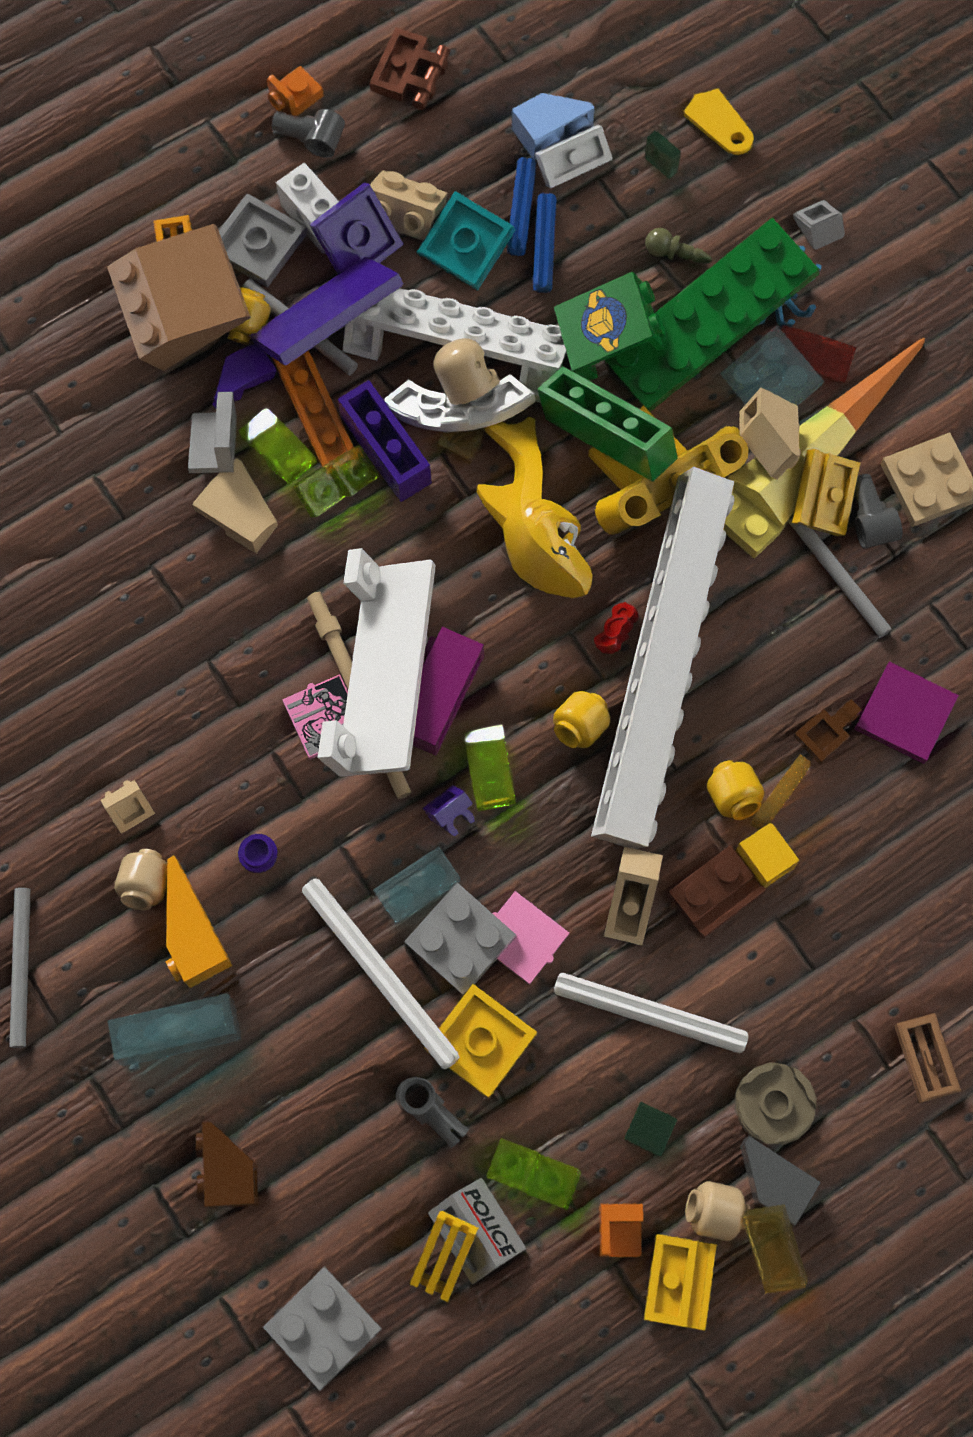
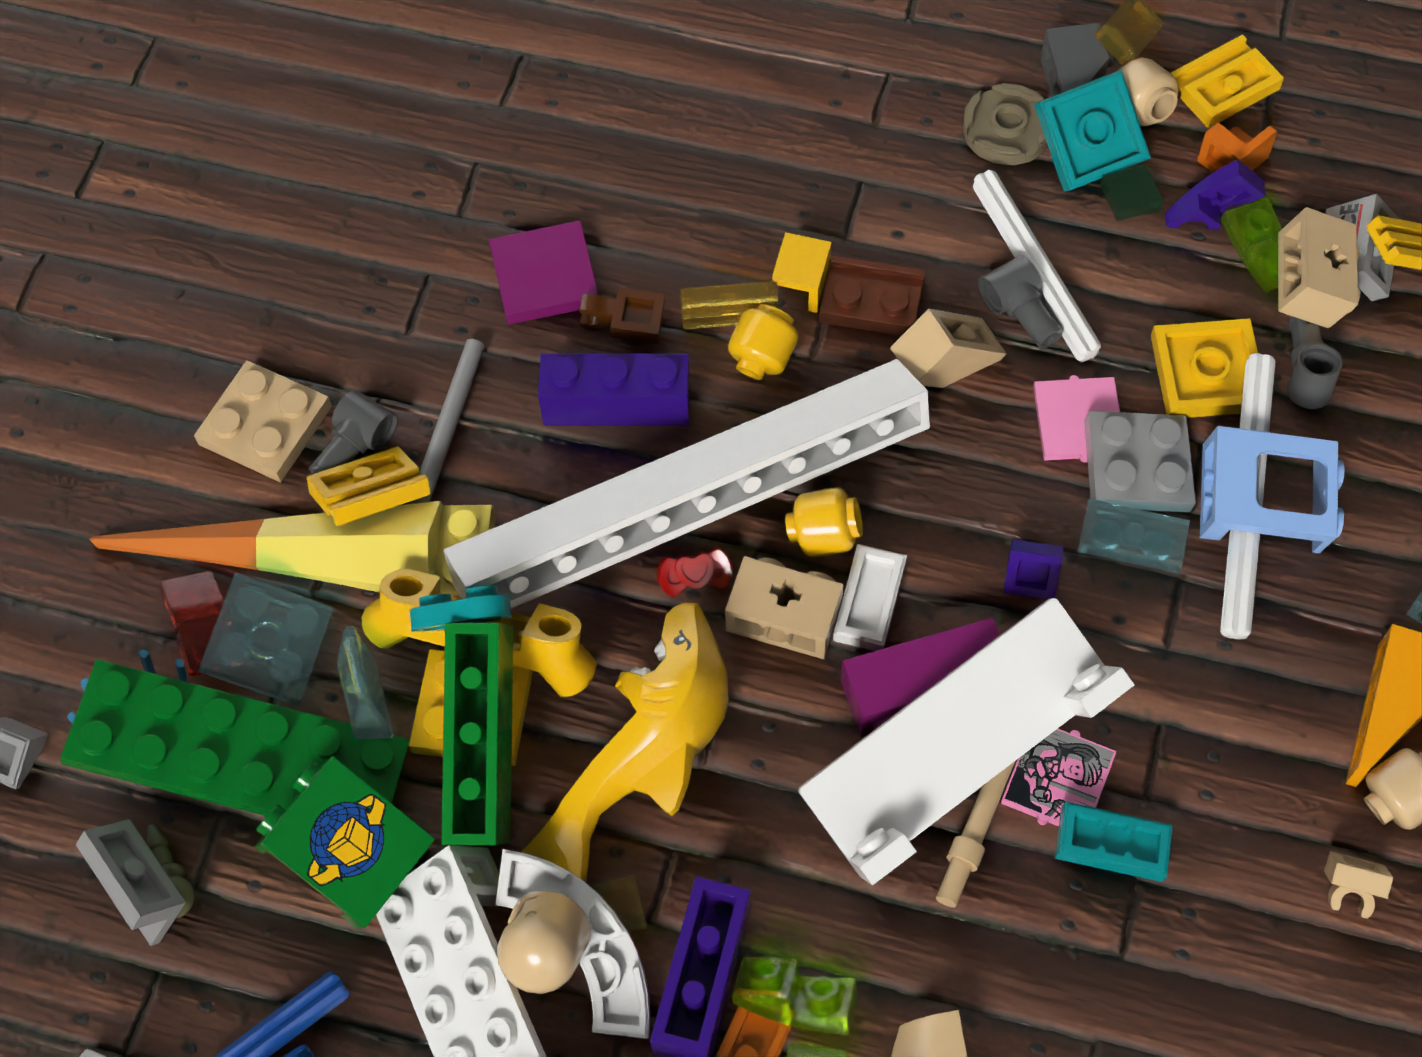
camera: 130 degrees left, 10 degrees down
(257, 853) = (1259, 710): dark purple plate -> none
(263, 704) = (1113, 841): none -> teal plate
(390, 959) = (1231, 487): none -> light blue window
(490, 768) = (955, 565): clear neon green slope -> none
(497, 1169) = (1317, 268): none -> tan brick
(516, 711) = (869, 598): none -> white tile
(560, 637) = (758, 612): none -> tan brick
(596, 1166) = (1221, 191): none -> dark purple slope
(640, 975) = (1017, 290): none -> dark grey pin
(662, 154) = (39, 987): clear green tile -> none
(680, 452) = (479, 606): none -> teal plate
(681, 219) = (132, 878): none -> light grey panel
(693, 402) = (362, 688): none -> clear light blue slope
(713, 1138) = (1092, 130): none -> teal tile
(771, 431) = (346, 567): tan slope -> none
(775, 676) = (614, 389): none -> dark purple brick
(912, 1062) = (836, 74): medium nougat tile -> none

